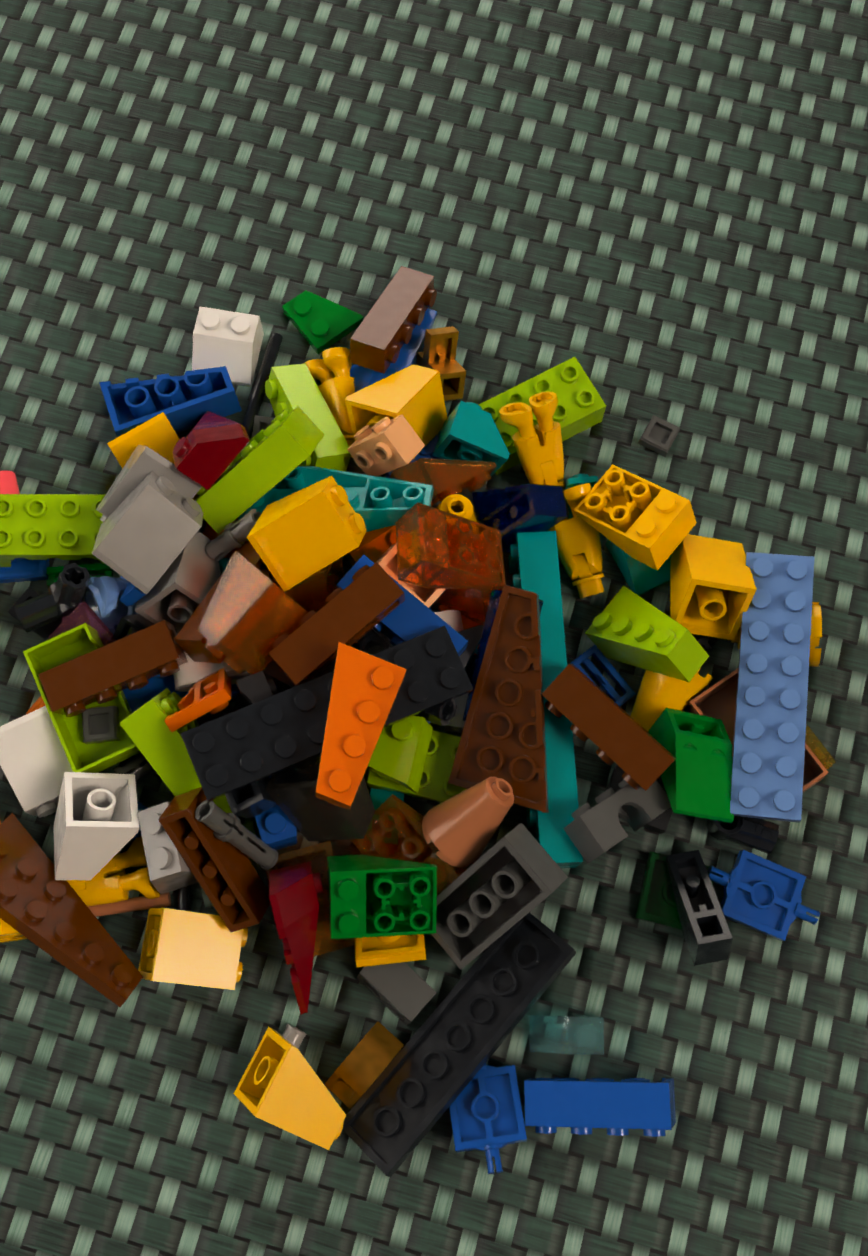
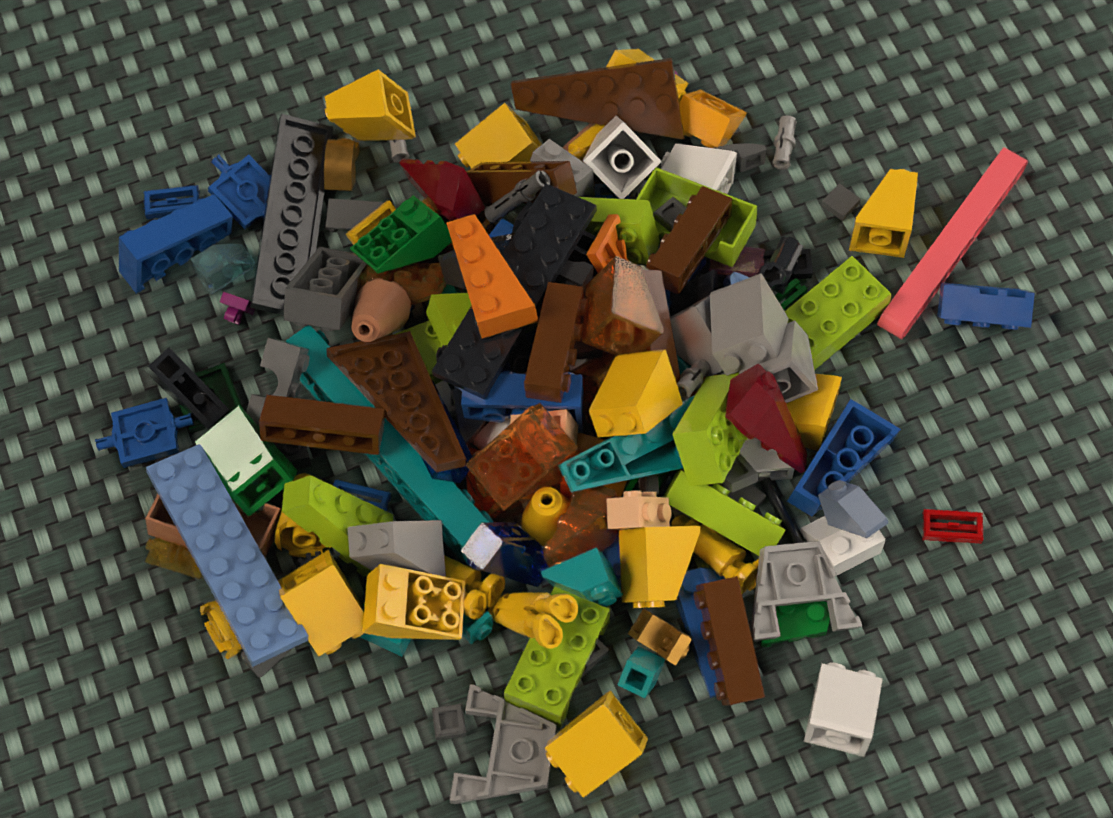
camera: 145 degrees right, 10 degrees down
(148, 315) = (977, 517): none -> red tile
(205, 335) = (851, 509): none -> sand blue slope
(301, 331) = (797, 576): none -> light grey wing
(349, 219) = (843, 709): none -> white slope
(480, 352) = (641, 672): none -> teal brick
(542, 1150) = (162, 208): none -> blue tile
(558, 321) = (596, 745): none -> yellow slope
(584, 971) = (236, 307): none -> magenta tile
(611, 574) = (399, 544): none -> light grey slope
(626, 366) = (517, 751): none -> light grey wing

